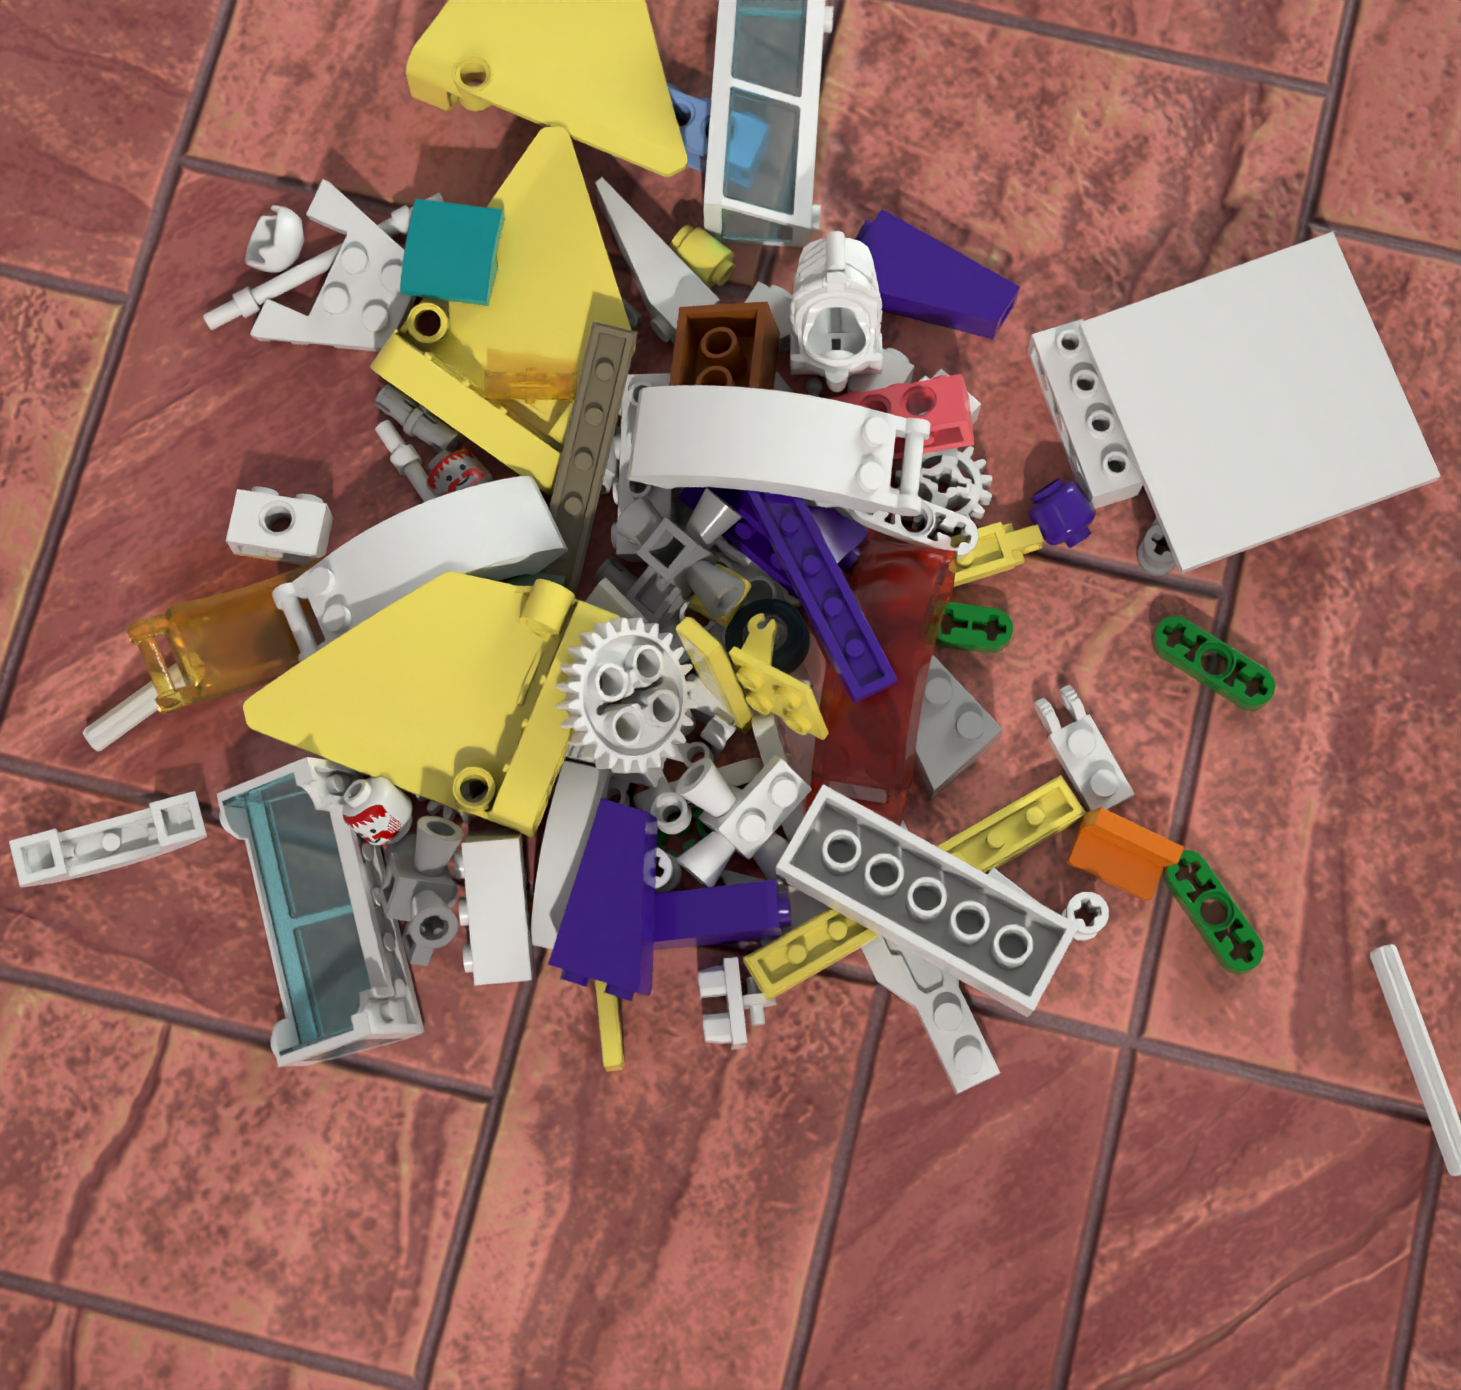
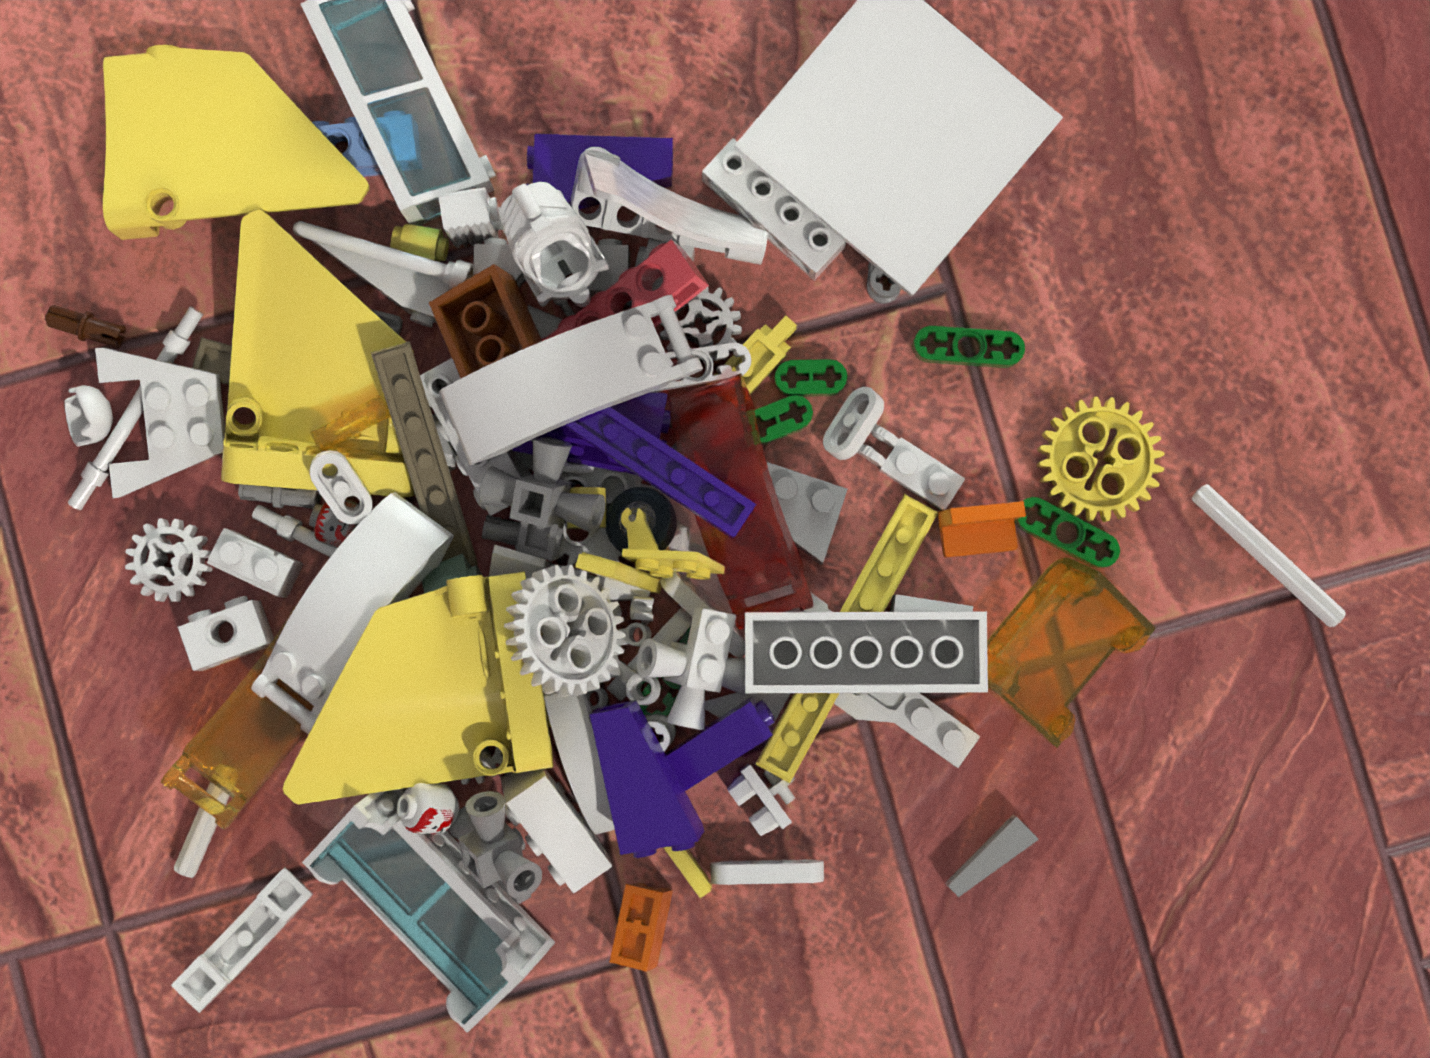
camera: 30 degrees left, 10 degrees up
(285, 432) = (154, 567): none -> white gear
(325, 157) = (85, 326): none -> reddish brown axle
(351, 472) = (255, 563): none -> white brick
(451, 252) = (229, 353): teal slope -> none
(481, 438) = (340, 486): none -> white plate
(525, 1064) = (641, 926): none -> orange hinge
(690, 1085) = (767, 872): none -> white beam
(715, 292) = (451, 273): none -> white piece
(768, 251) = (469, 216): none -> white brick
(936, 296) = (684, 220): none -> white panel
(957, 1205) = (999, 849): none -> light grey piece
(1032, 594) = (810, 368): none -> green beam
(1047, 672) = (853, 423): none -> white plate
(1062, 513) = (798, 295): dark purple head -> none
(1092, 904) = (991, 590): white bush -> none
(1140, 1024) = (1058, 643): none -> clear yellow windscreen
(1316, 888) = (1130, 475): none -> light yellow gear

